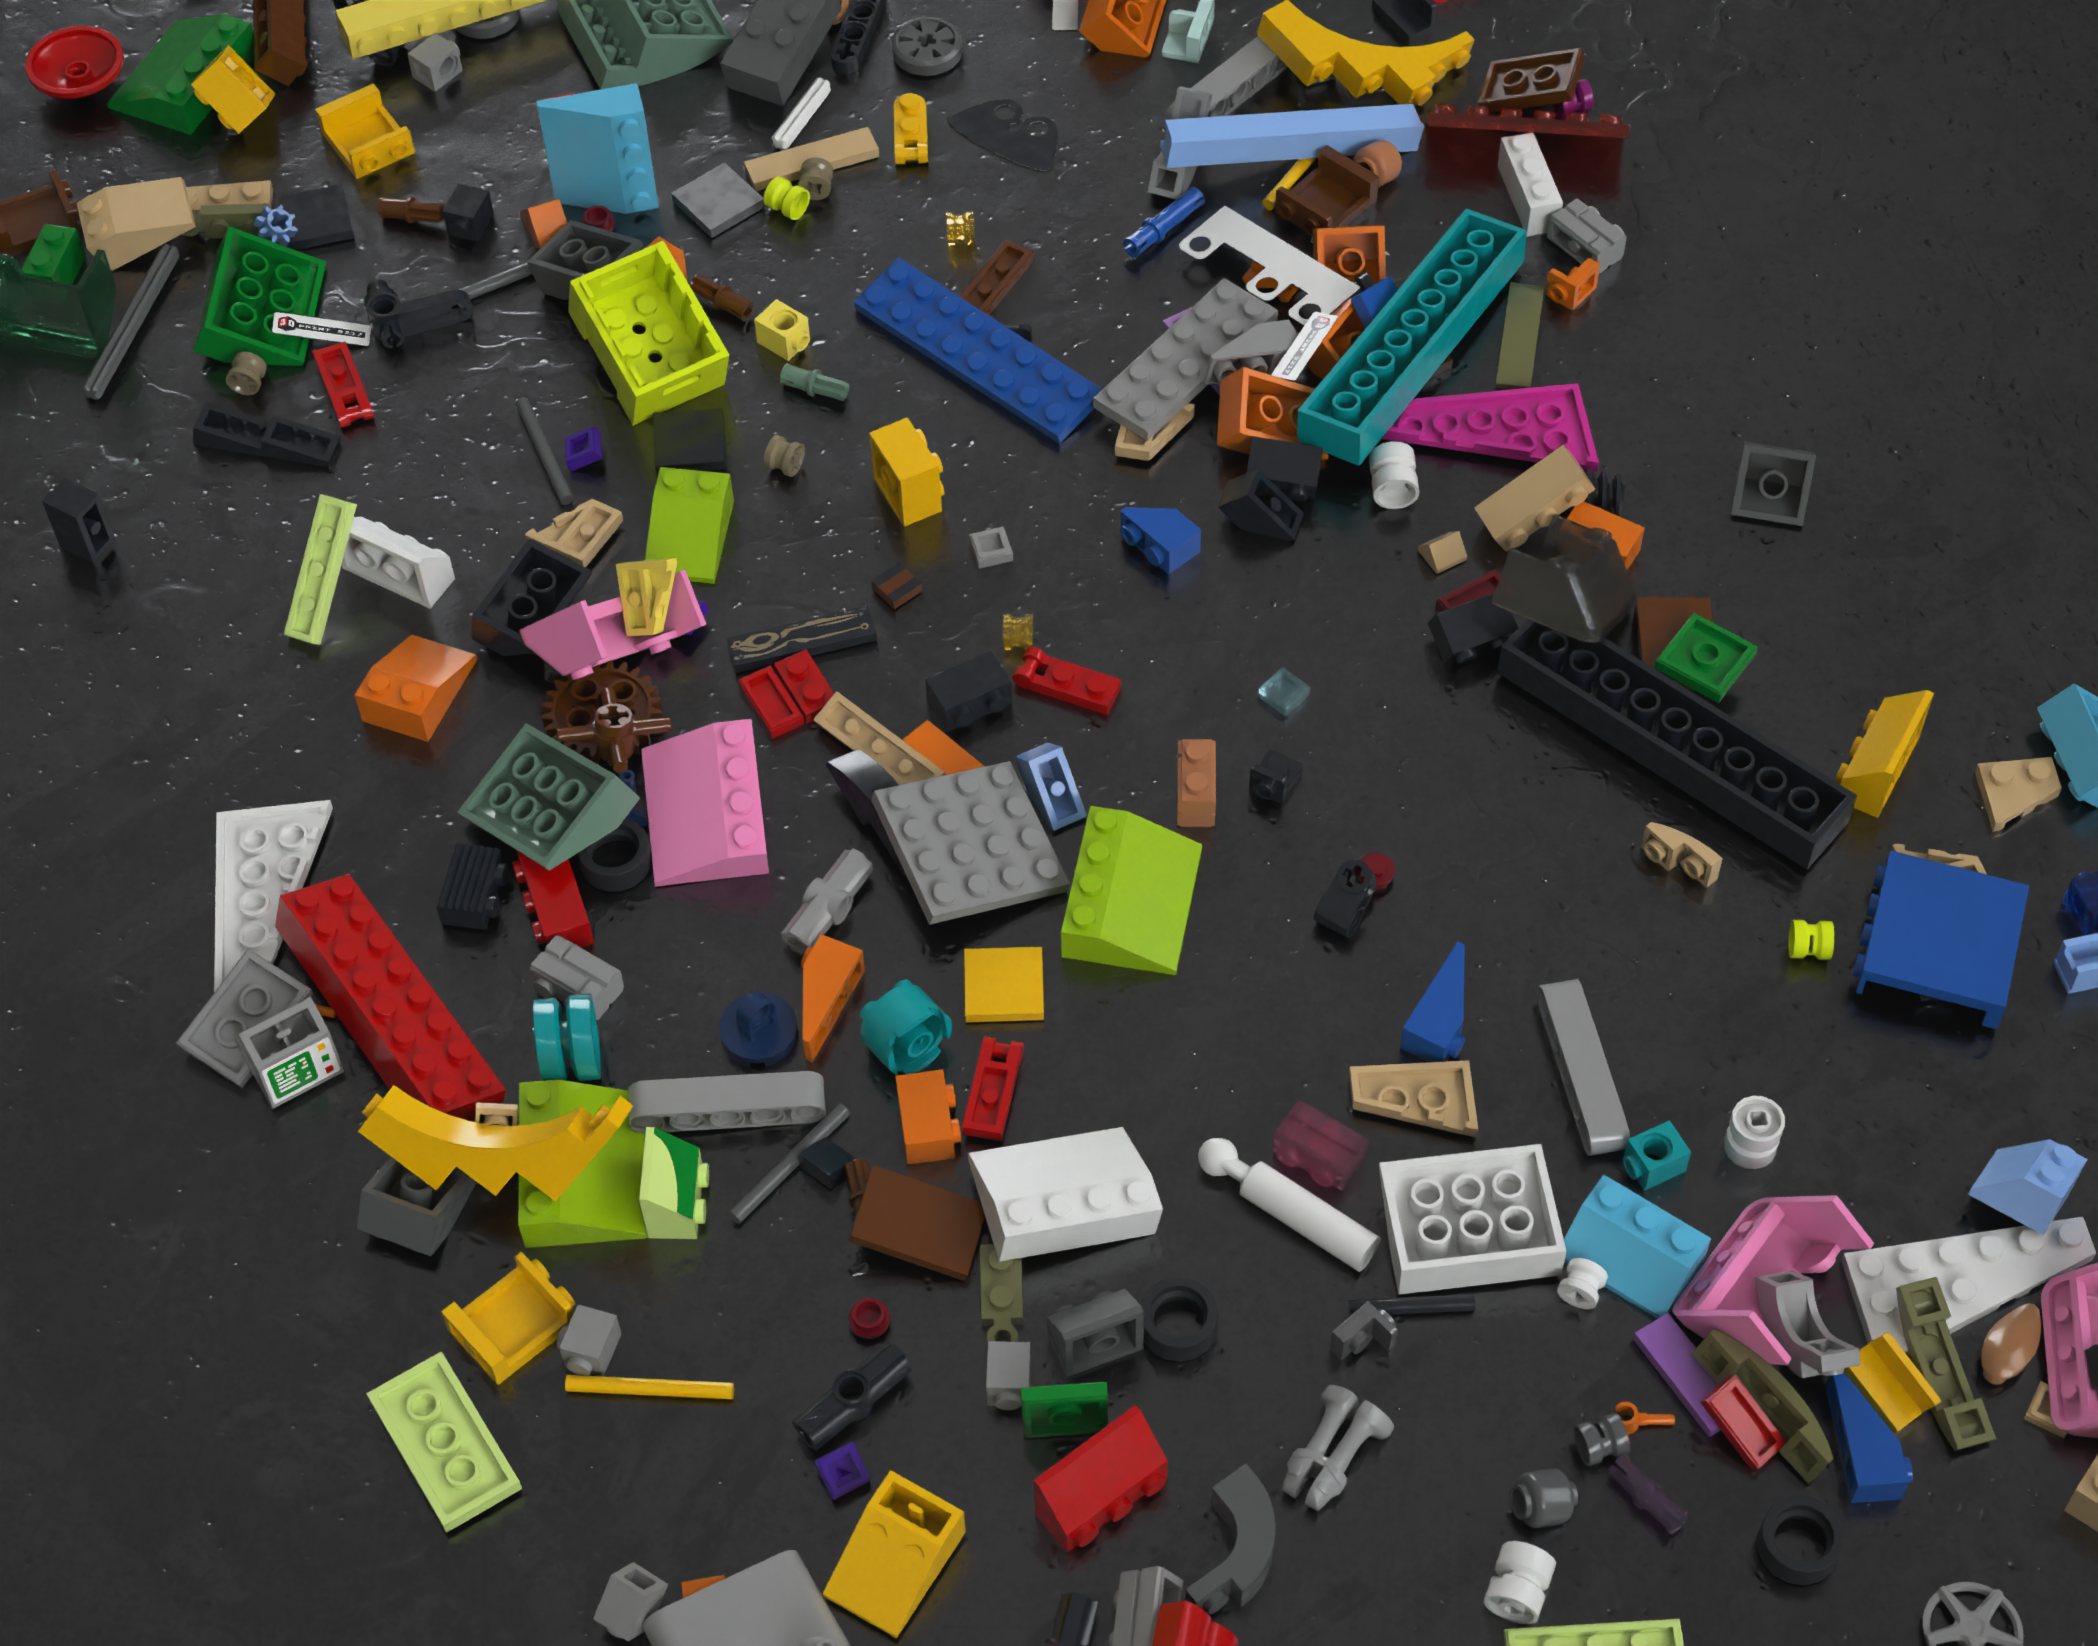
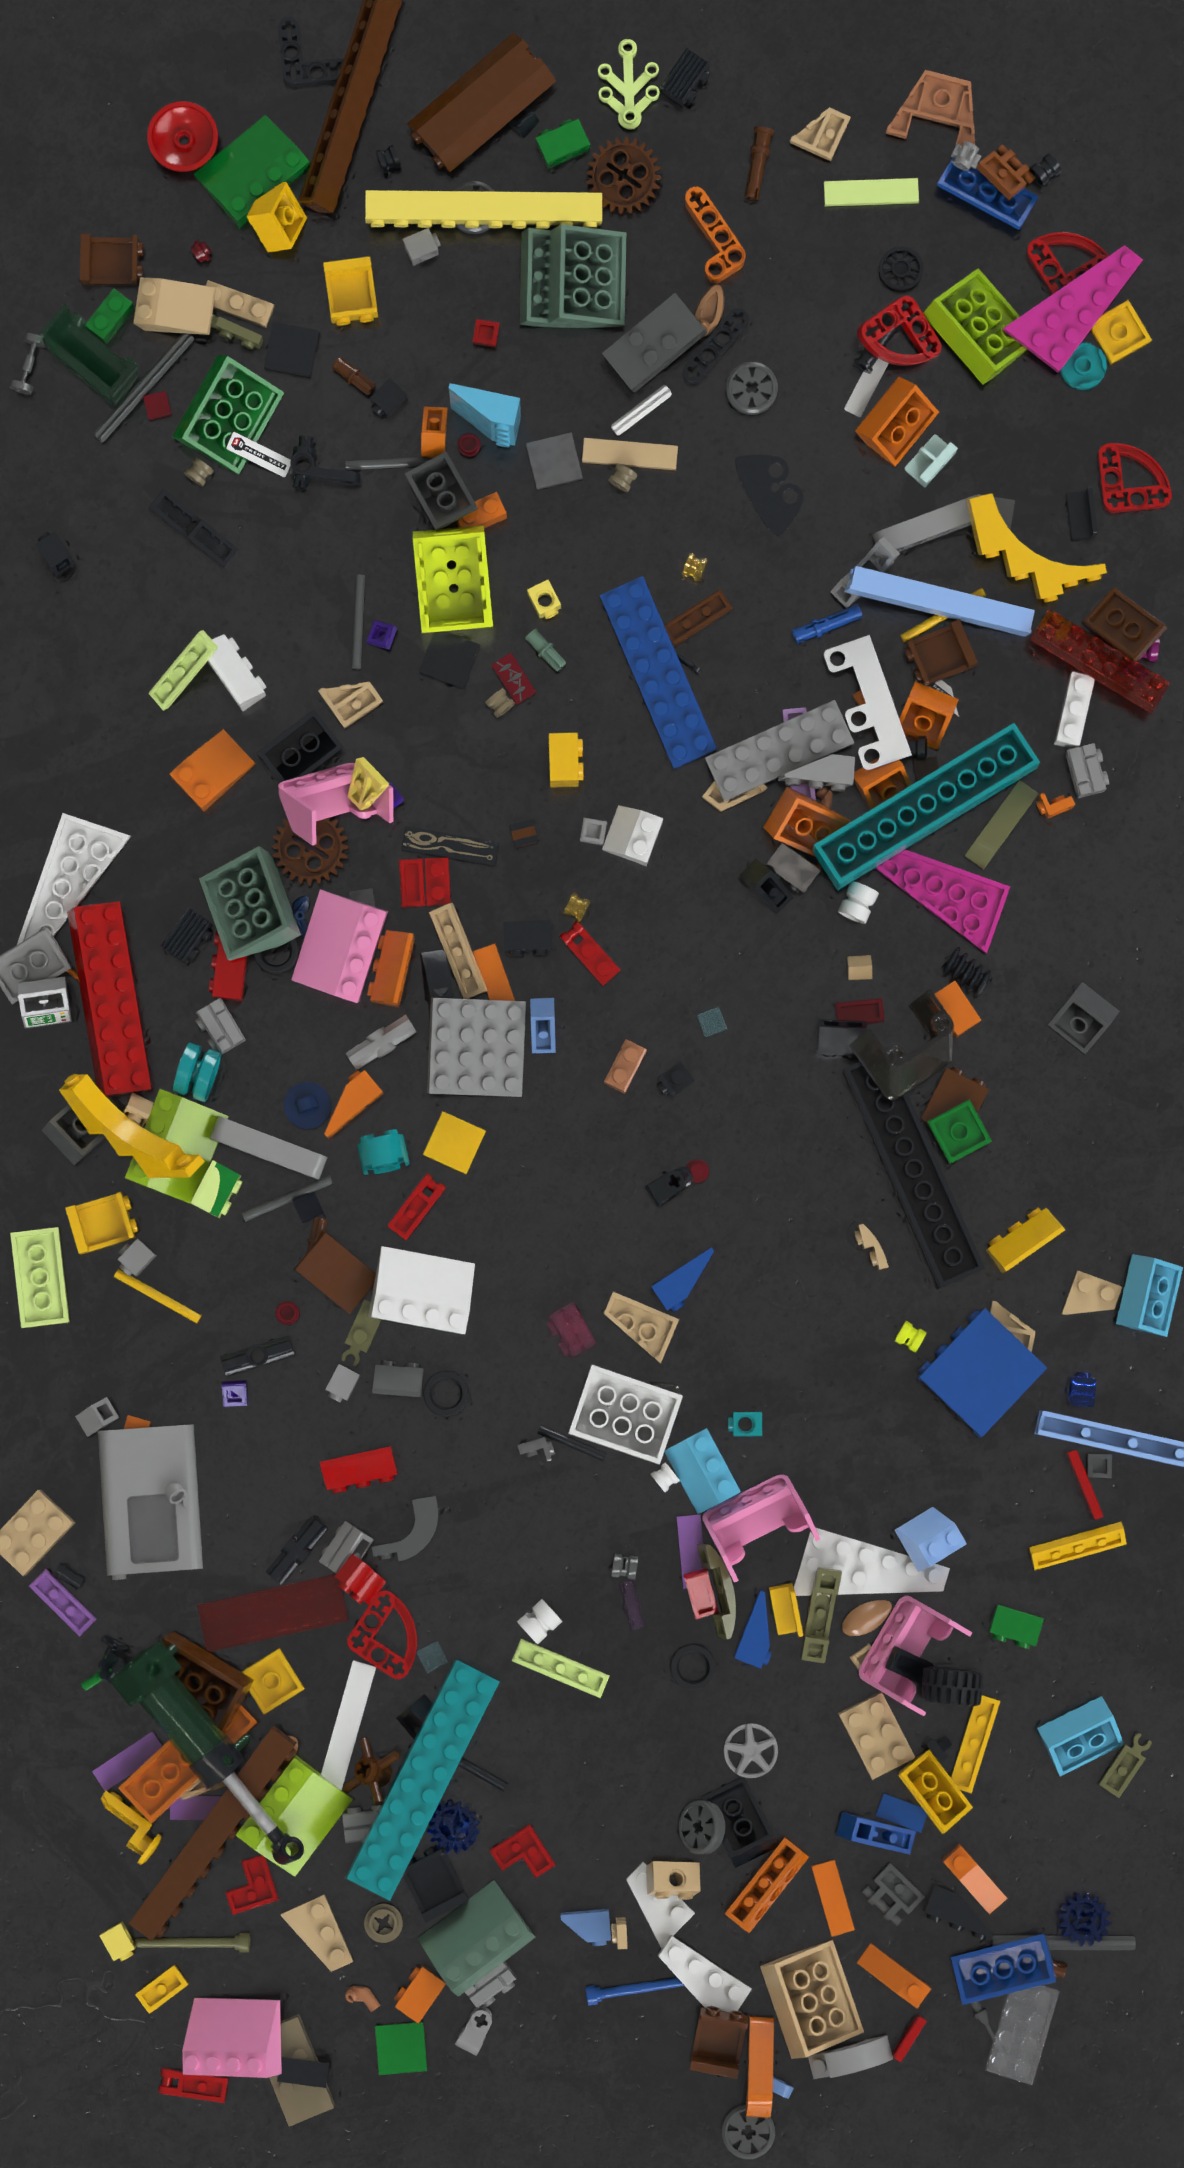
camera: 20 degrees right, 30 degrees up
(149, 163) = (201, 251): none -> dark red plate
(159, 333) = (157, 405): none -> dark red tile
(275, 225) = (254, 355): medium blue gear -> none
(343, 383) = (255, 507): red plate -> none
(614, 731) = (307, 869): reddish brown bar -> none
(690, 520) = (418, 730): lime slope -> none
(722, 297) = (518, 550): reddish brown axle -> none
(780, 421) = (513, 678): none -> dark red tile
(785, 197) = (596, 485): neon yellow wheel -> none
(795, 799) = (391, 968): none -> orange slope
(895, 1553) = (238, 1455): yellow slope -> none
(910, 129) = (705, 459): yellow plate -> none
(926, 1118) = (371, 1209): orange brick -> none
(1048, 524) = (633, 834): none -> white slope
(1064, 1409) = (358, 1422): green tile -> none
(1130, 893) = (553, 1120): lime slope -> none
(1162, 535) = (697, 878): blue slope -> none
(1292, 1204) = (538, 1356): white piece -> none
(1304, 346) = (850, 787): white sticker -> none
(1330, 1471) = (509, 1501): light grey piece -> none
(1373, 299) = (917, 769): blue tile -> none
(1381, 159) = (988, 643): nougat head -> none
(1534, 498) = (926, 971): tan brick -> none
(1543, 1498) = (577, 1583): dark grey head -> none
(1583, 1067) = (739, 1351): light grey beam -> none
(1641, 1419) = (652, 1562): orange hand -> none
(1754, 1132) = (805, 1438): white wheel -> none
(1794, 1320) = (759, 1560): light grey arch -> none

